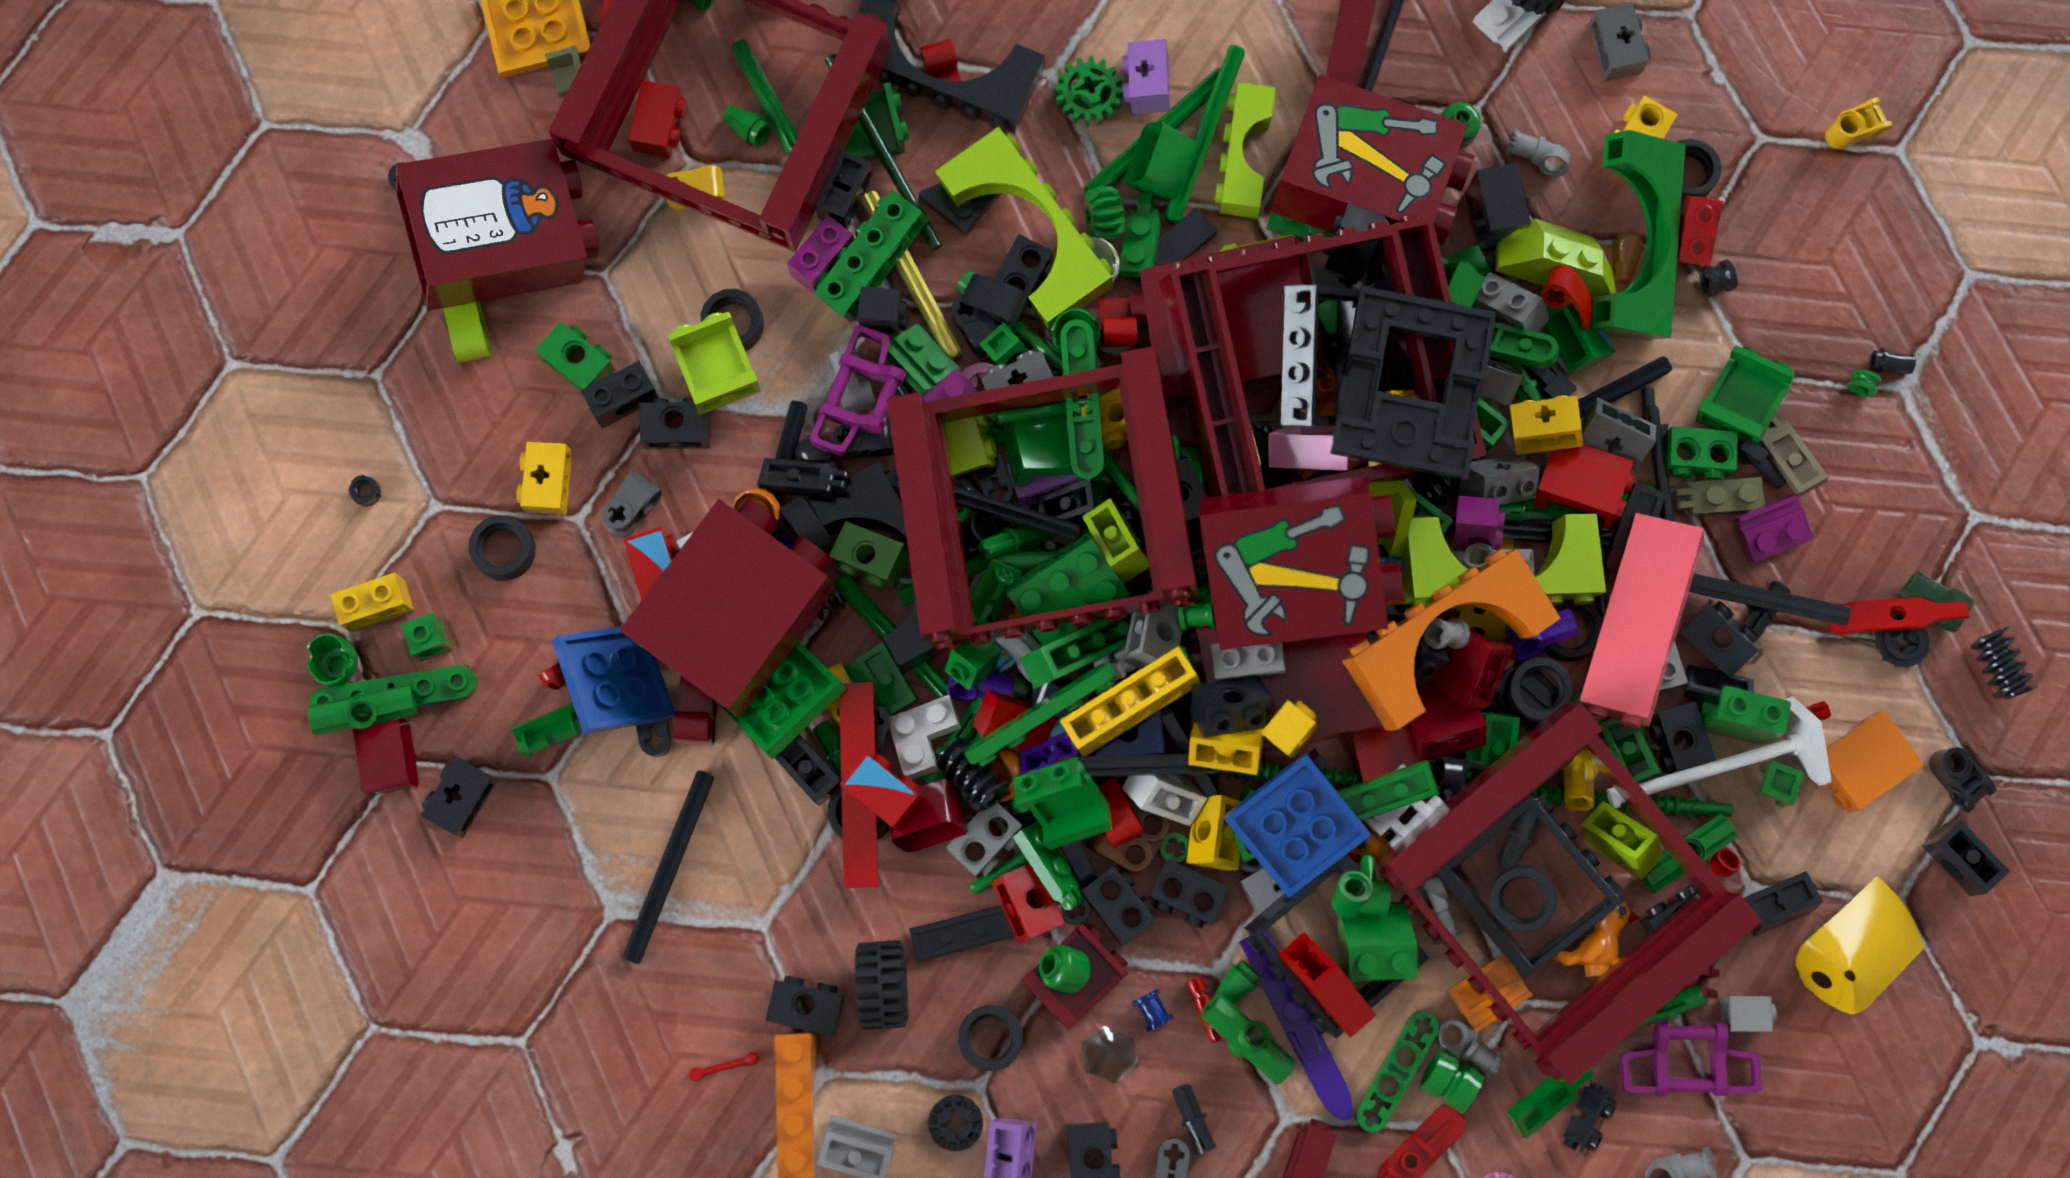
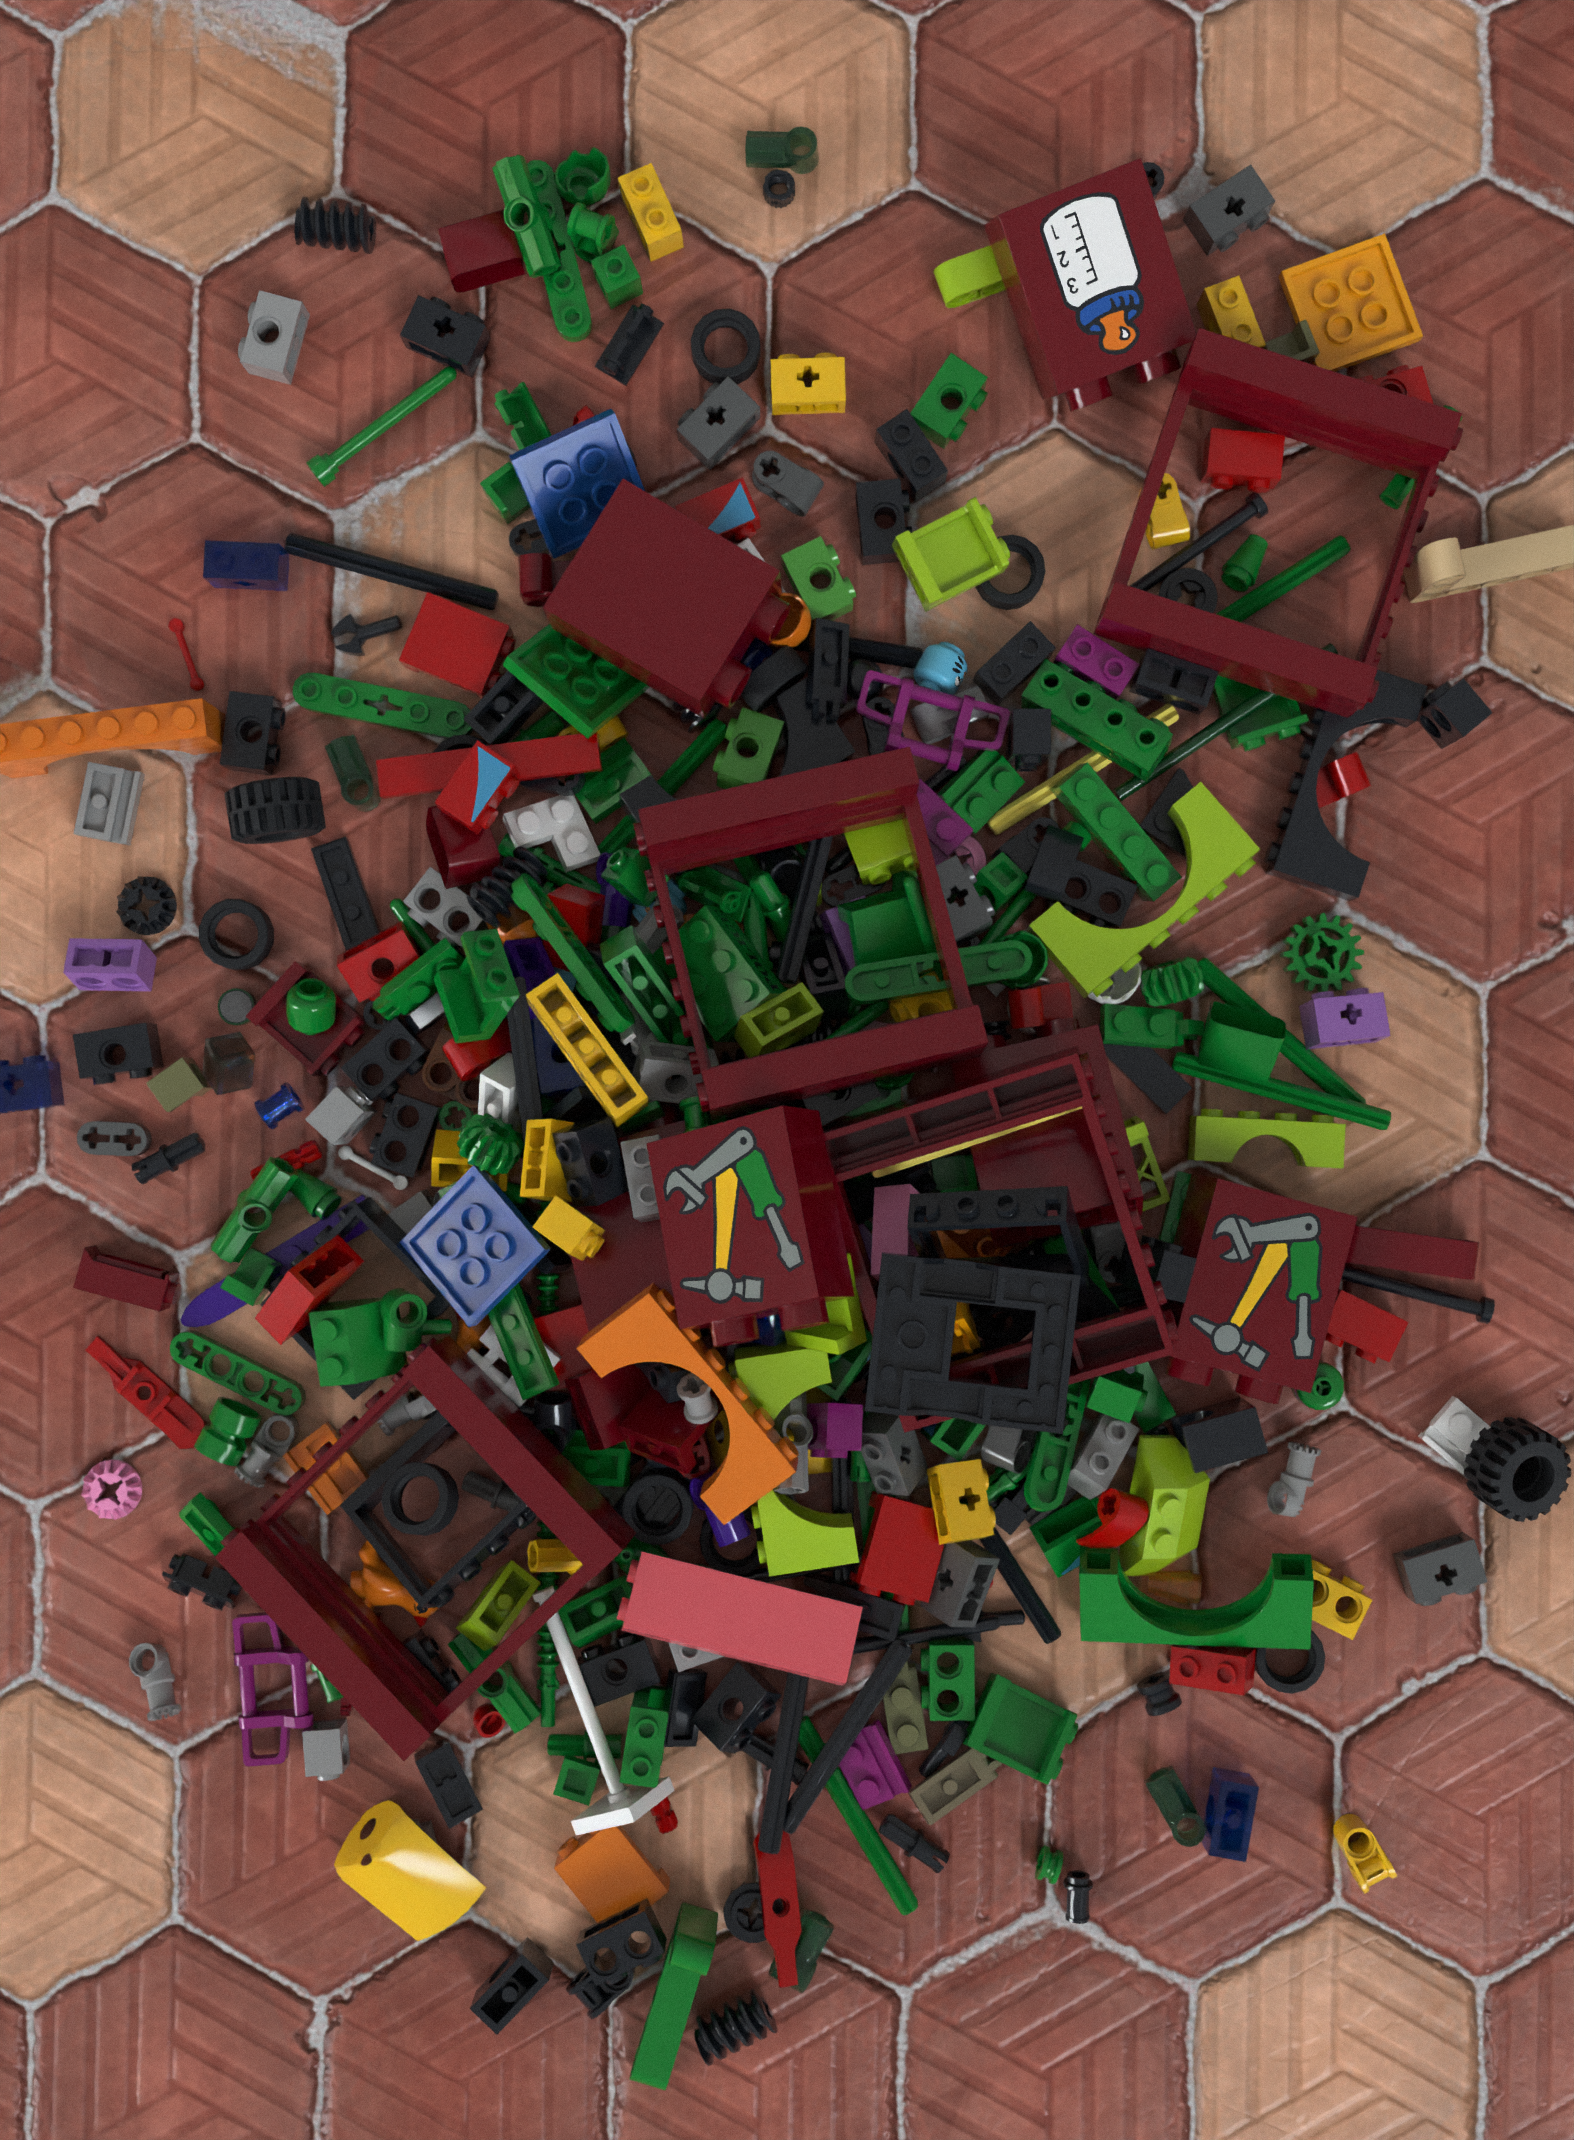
camera: 90 degrees right, 10 degrees up
(331, 488) = (776, 150): none -> clear green piece
(343, 890) = (335, 226): none -> black piece
(387, 653) = (591, 232): none -> green piece
(444, 128) = (1239, 194): none -> dark grey brick
(459, 957) = (278, 358): none -> light grey brick
(487, 633) = (629, 344): none -> black hinge
(532, 116) = (1229, 313): none -> yellow brick
(562, 542) = (713, 442): none -> dark grey brick
(564, 918) = (326, 466): none -> green piece
(611, 753) = (505, 493): none -> green panel
(649, 998) = (246, 565): none -> clear blue brick
(698, 113) = (1254, 506): none -> black bar
(702, 480) = (816, 559): none -> bright green brick
(722, 896) = (363, 632): none -> black bar
(745, 808) = (457, 645): none -> red panel
(757, 170) = (1192, 582): none -> black gear
(782, 917) = (348, 700): none -> green piece
(810, 384) = (941, 668): none -> medium azure head
(813, 322) = (1014, 663): none -> black brick
(848, 916) = (352, 772): none -> clear green piece
(969, 248) = (1116, 832): none -> green brick
(1057, 1044) = (235, 1005): none -> flat silver tile
(1127, 1102) = (178, 1084): none -> olive panel
(1166, 946) = (342, 1114): none -> light grey brick
(1206, 804) = (490, 1144): none -> green gear
(1229, 906) = (400, 1182): none -> white hinge
(1262, 405) = (954, 1173): none -> green panel
(1309, 1046) = (252, 1277): none -> green panel
(1414, 79) = (1365, 1327): none -> red brick
(1745, 542) = (846, 1733): none -> black axle
(1750, 779) = (580, 1745): none -> green axle
(1815, 272) = (1175, 1805): none -> clear green piece
(1822, 543) = (860, 1825): none -> green axle
(1823, 227) = (1229, 1814): none -> clear blue brick
(1843, 496) = (913, 1842): none -> black axle
(1919, 754) = (616, 1935): none -> black brick
(1931, 694) = (684, 1963): none -> green beam

